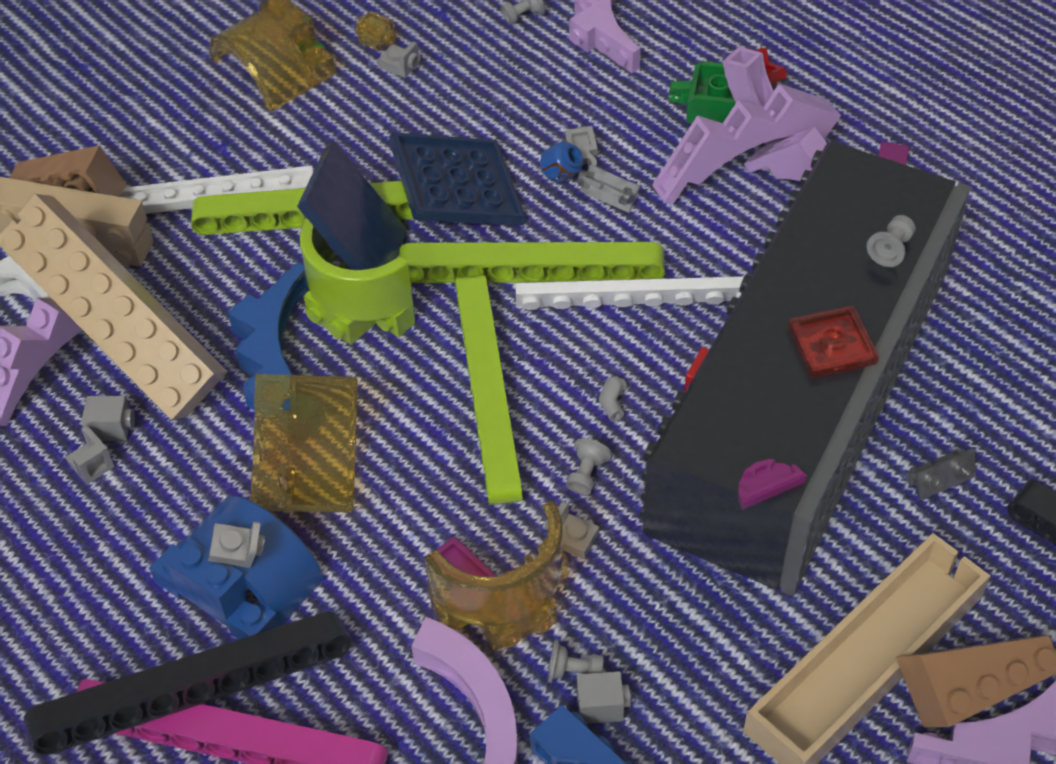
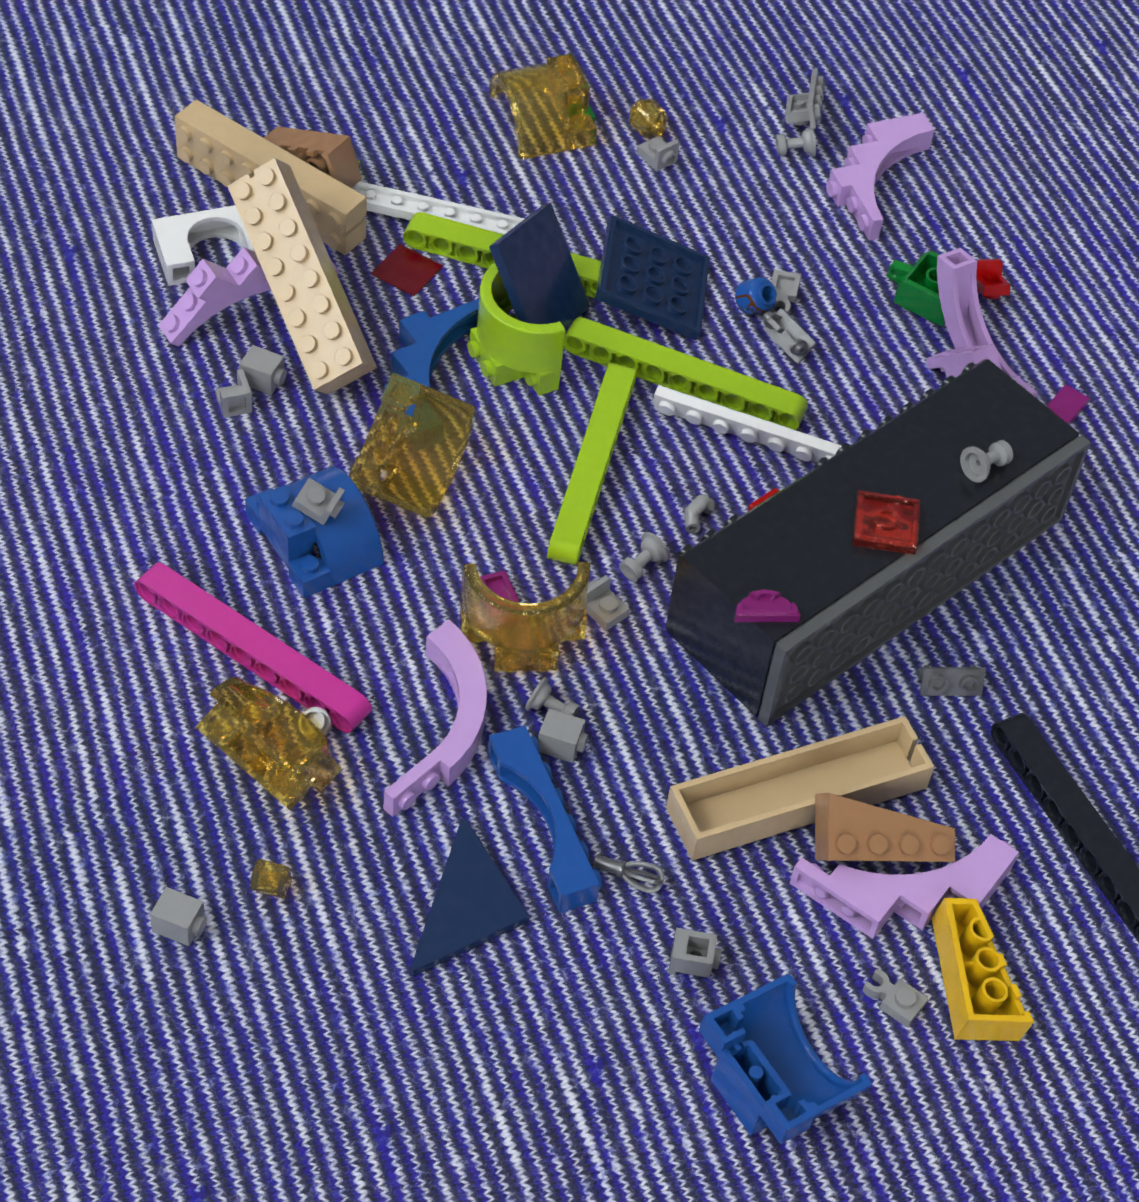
camera: 15 degrees right, 0 degrees up
(185, 683) = (239, 593): black beam -> none
(209, 259) = (406, 270): none -> dark red sticker
(713, 143) = (896, 328): lavender arch -> none

